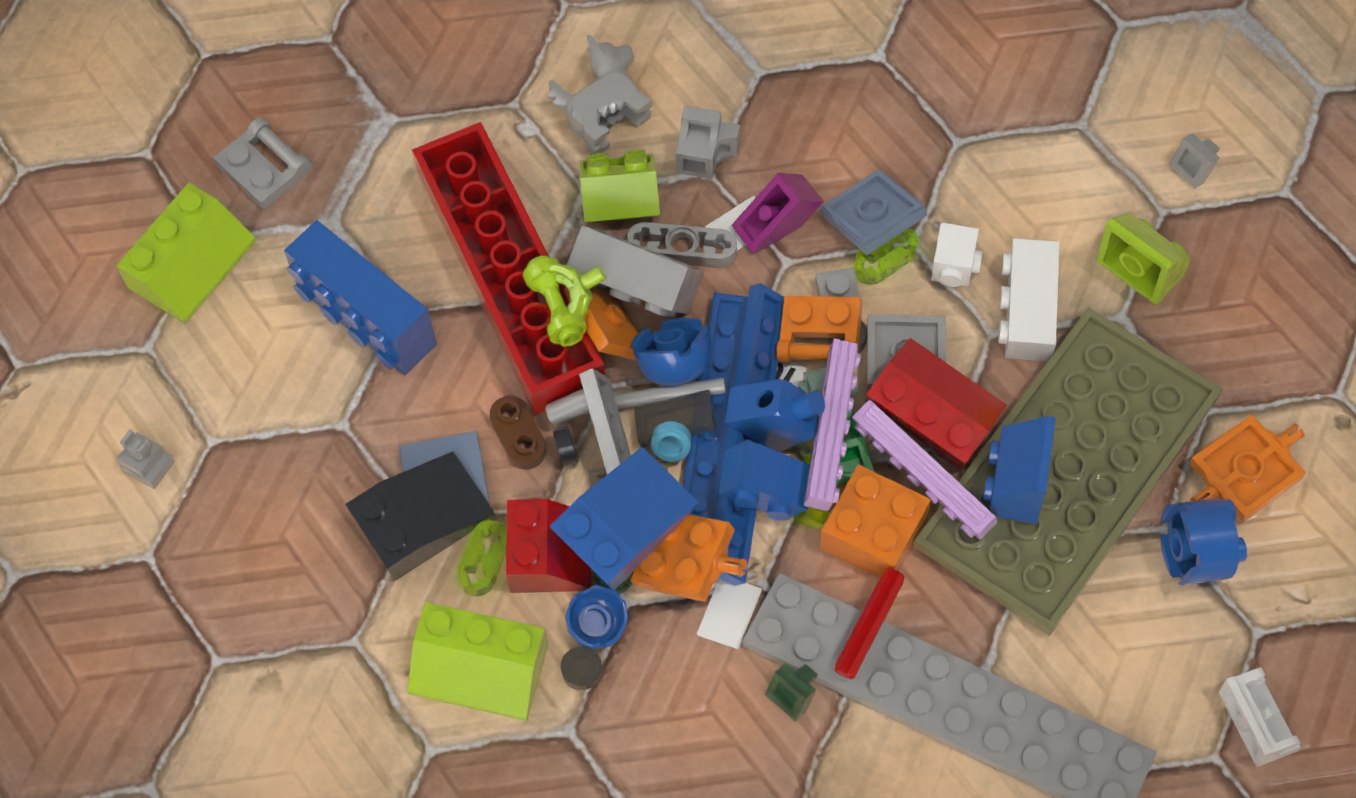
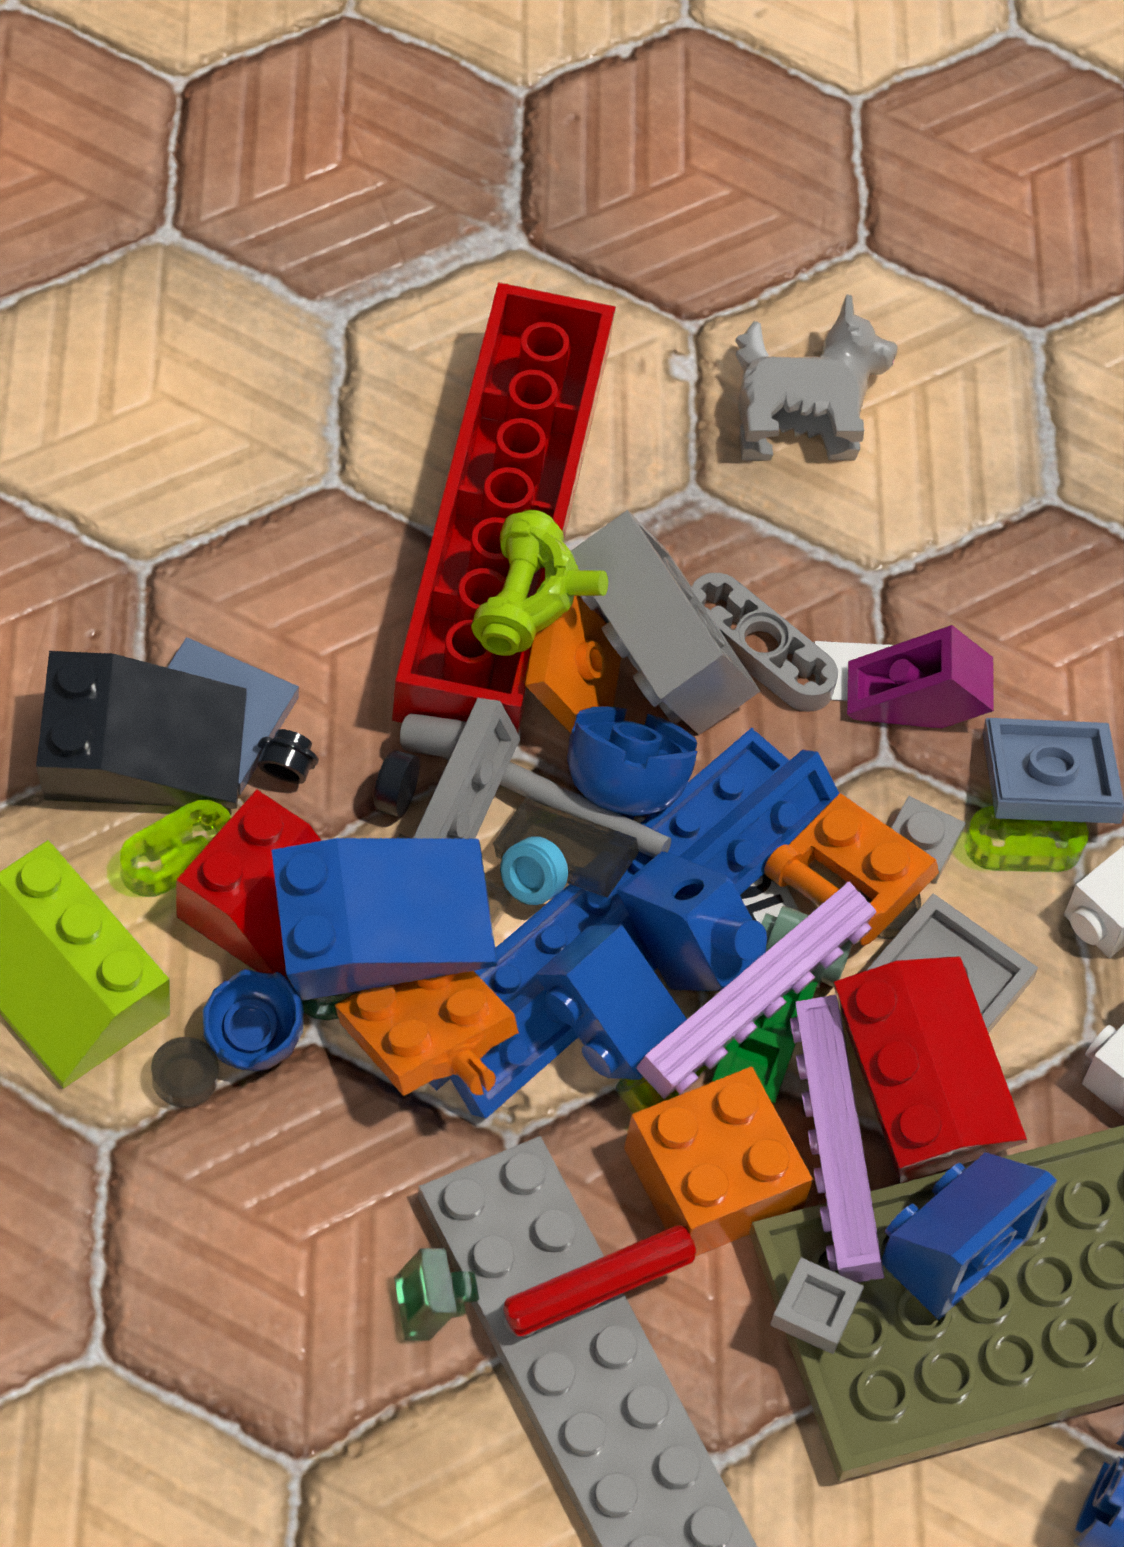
camera: 25 degrees right, 5 degrees down
(185, 253) = (120, 227): lime slope -> none
(254, 172) = (290, 190): light grey plate -> none
(360, 298) = (282, 422): blue brick -> none
(501, 471) = (287, 756): none -> black plate
(518, 429) = (353, 722): reddish brown plate -> none
(619, 186) = (736, 511): lime slope -> none
(704, 142) = (896, 531): light grey brick -> none
(729, 613) = (435, 1143): white sticker -> none
(980, 559) = (816, 1305): none -> light grey plate

